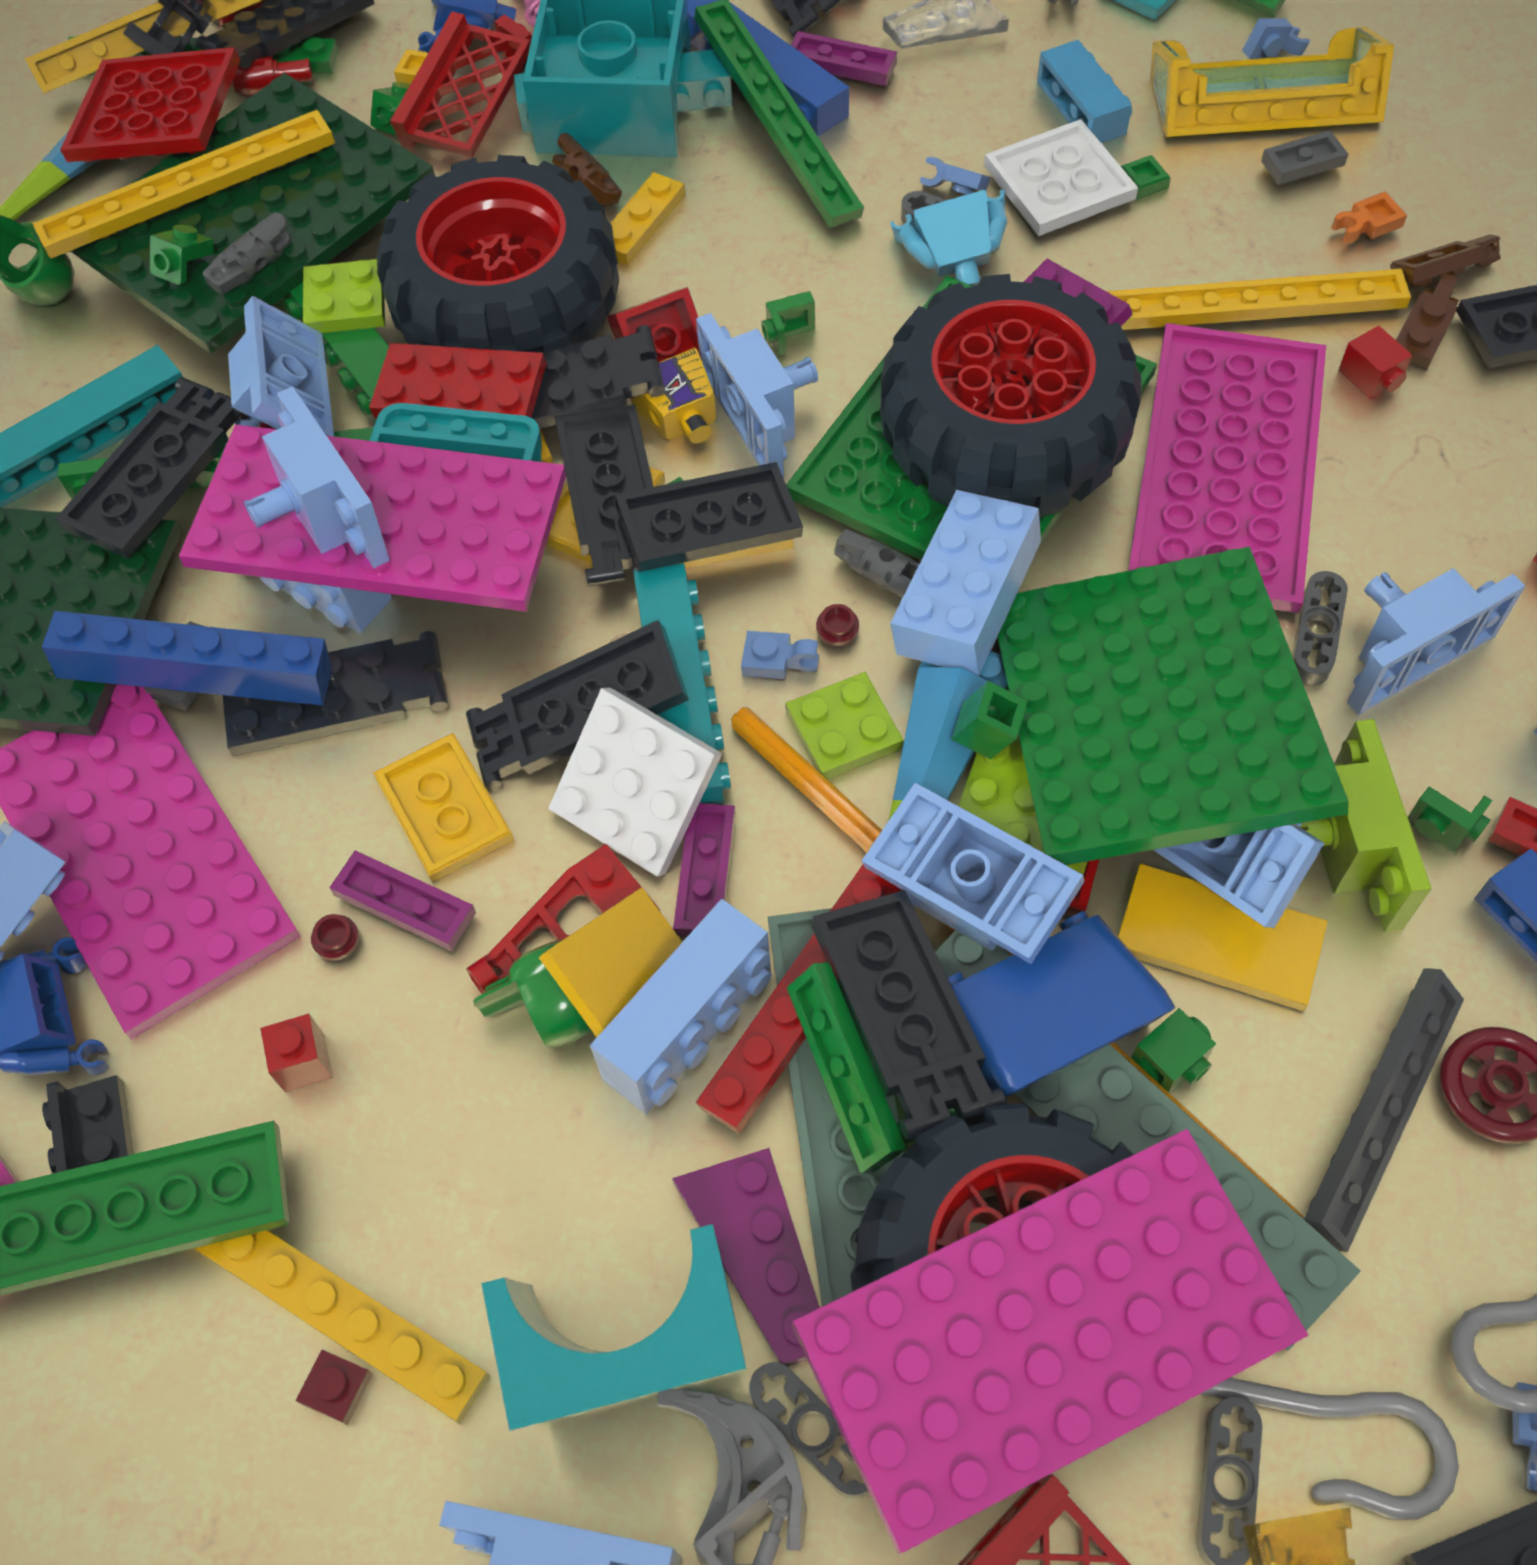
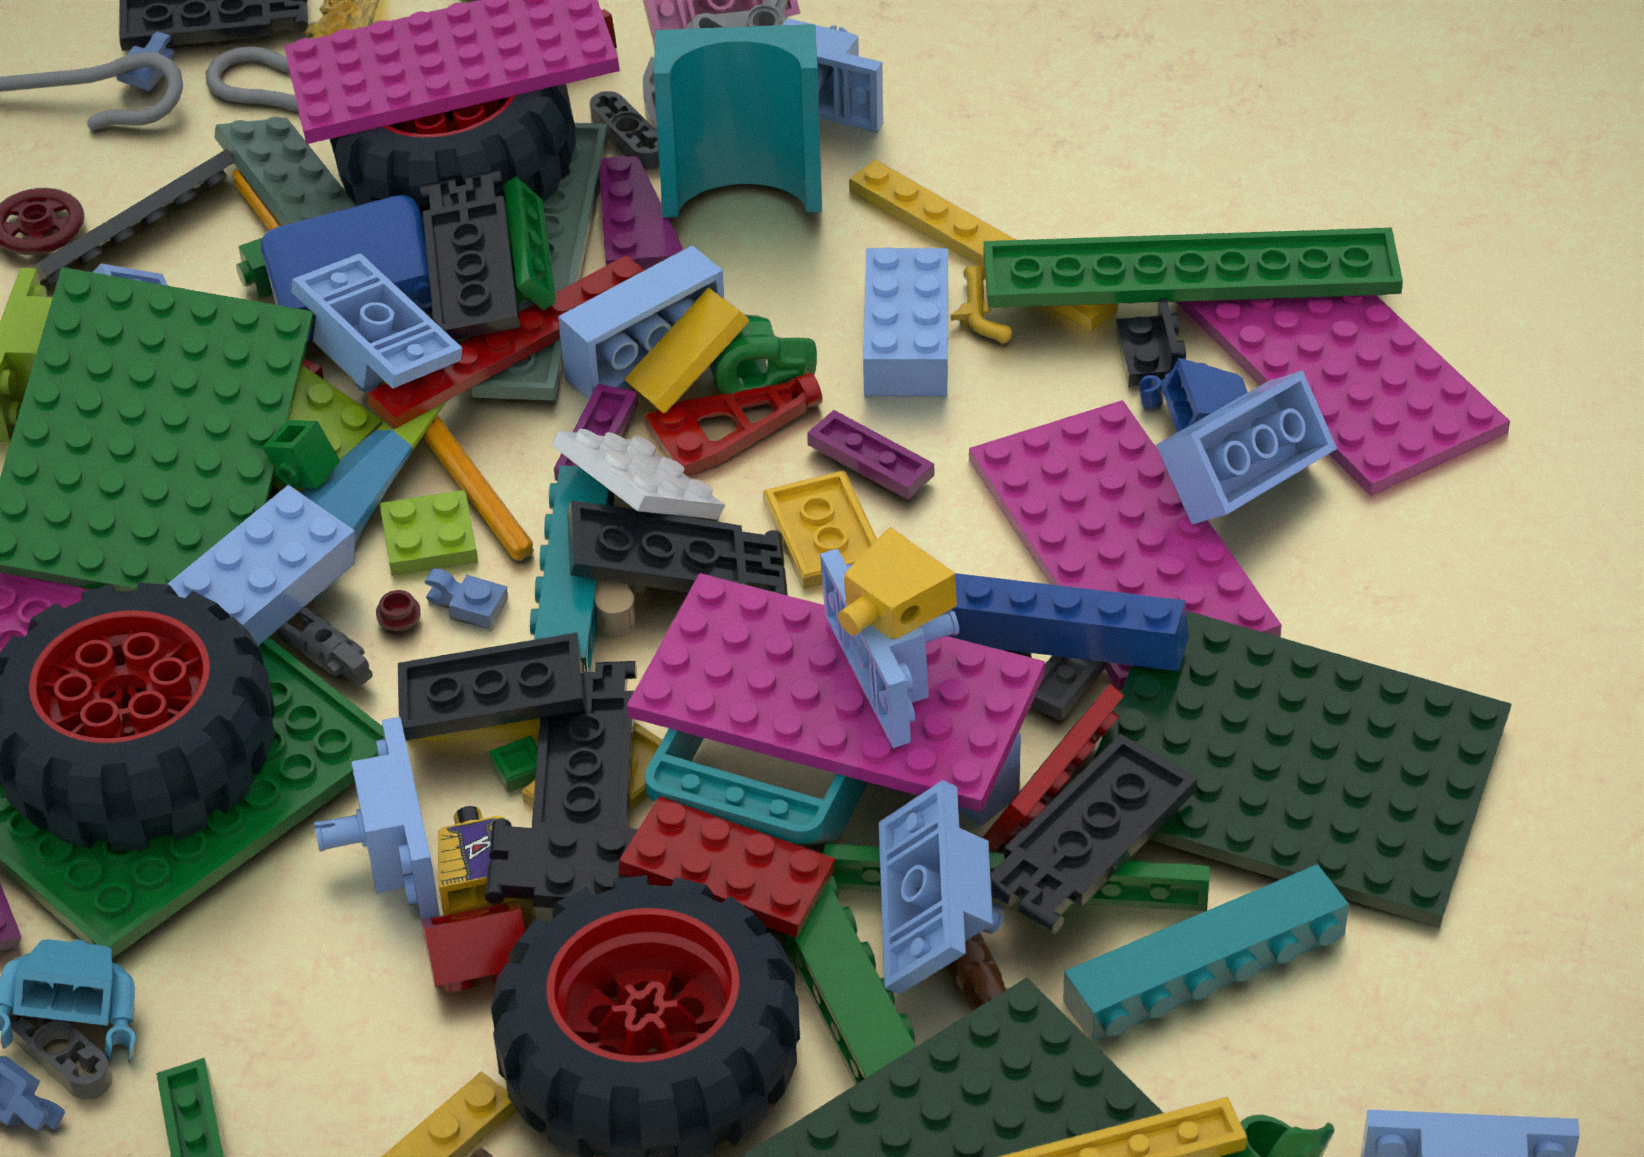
camera: 170 degrees left, 15 degrees down
(154, 564) = (1055, 769): none -> red plate
(174, 248) = (1047, 1069): green bracket -> none
(248, 254) = (957, 1043): dark grey hinge -> none
(285, 445) = (895, 588): none -> yellow torso
(296, 1053) = (972, 357): red brick -> none
(301, 1164) = (973, 311): none -> yellow piece
(334, 937) = (935, 440): dark red plate -> none
(334, 1387) = (964, 190): dark red plate -> none
(343, 296) = (849, 1021): lime plate -> none
(378, 1101) = (906, 322): none -> light blue brick
(788, 318) = (315, 937): green bracket -> none

